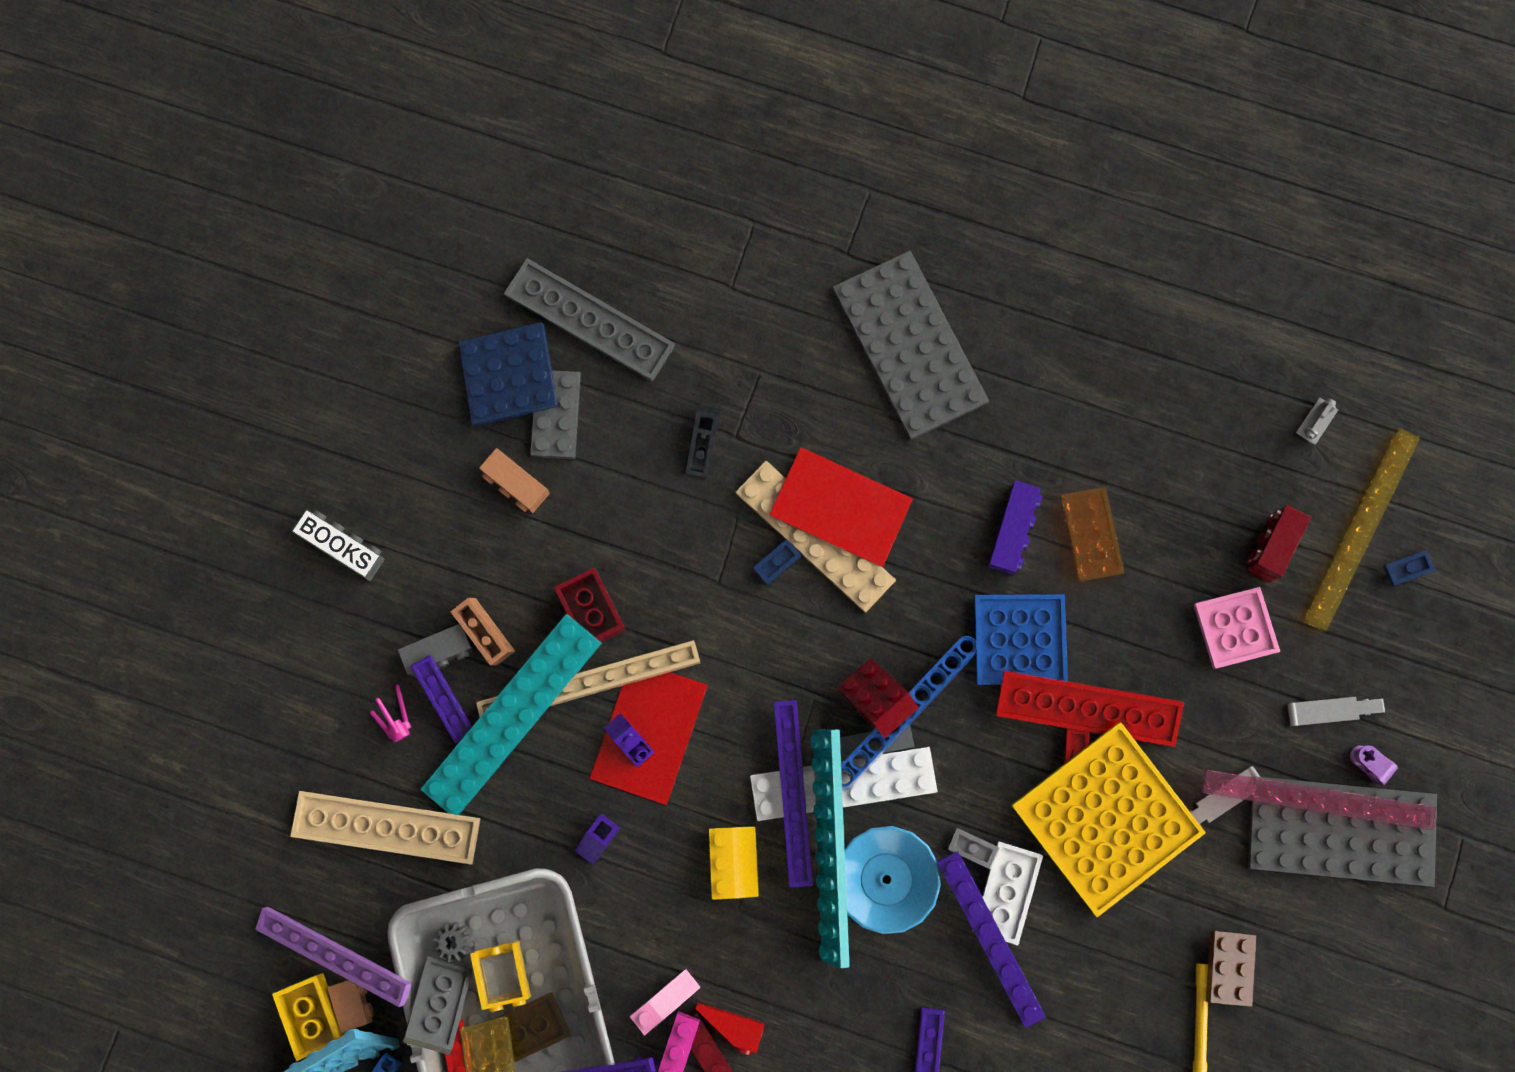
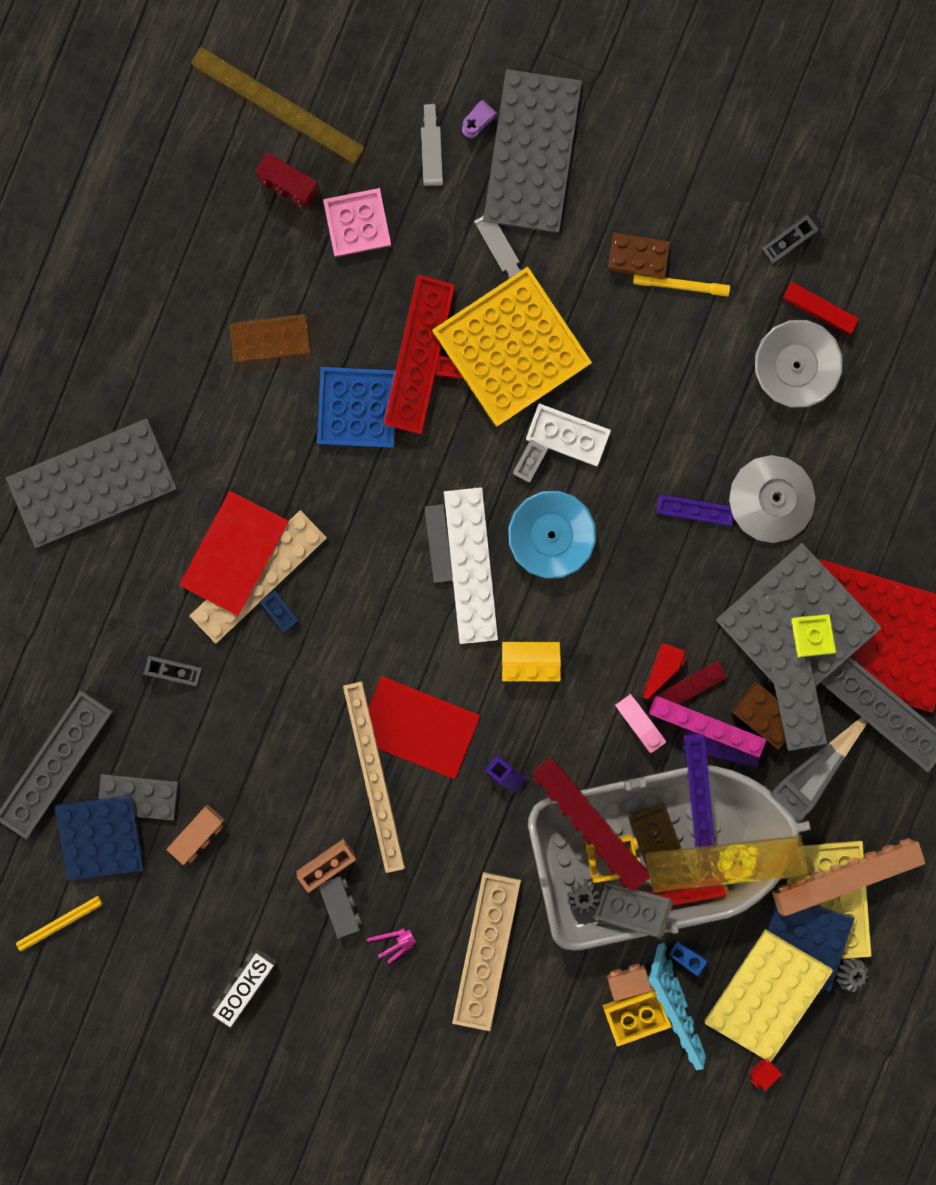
camera: 90 degrees left, 10 degrees up
(334, 956) = (589, 995): medium lavender plate -> none
(409, 335) = (59, 923): none -> yellow axle
(442, 697) = (381, 901): dark purple tile -> none
(511, 716) = (398, 842): teal plate -> none
(540, 947) = (591, 823): none -> dark red brick
(590, 605) = (311, 773): dark red brick -> none
(628, 740) = (424, 744): dark purple slope -> none
(793, 794) = (476, 609): dark purple plate -> none
(830, 847) = (522, 580): teal plate -> none
(878, 697) = (401, 533): dark red brick -> none
(925, 686) = (406, 505): blue beam -> none
(991, 939) = (603, 452): dark purple plate -> none
(1014, 528) = (260, 405): dark purple brick -> none
(1317, 420) = (179, 133): light grey hinge -> none
(1319, 800) = (505, 169): clear pink plate -> none
(1409, 568) = (314, 69): dark blue plate -> none

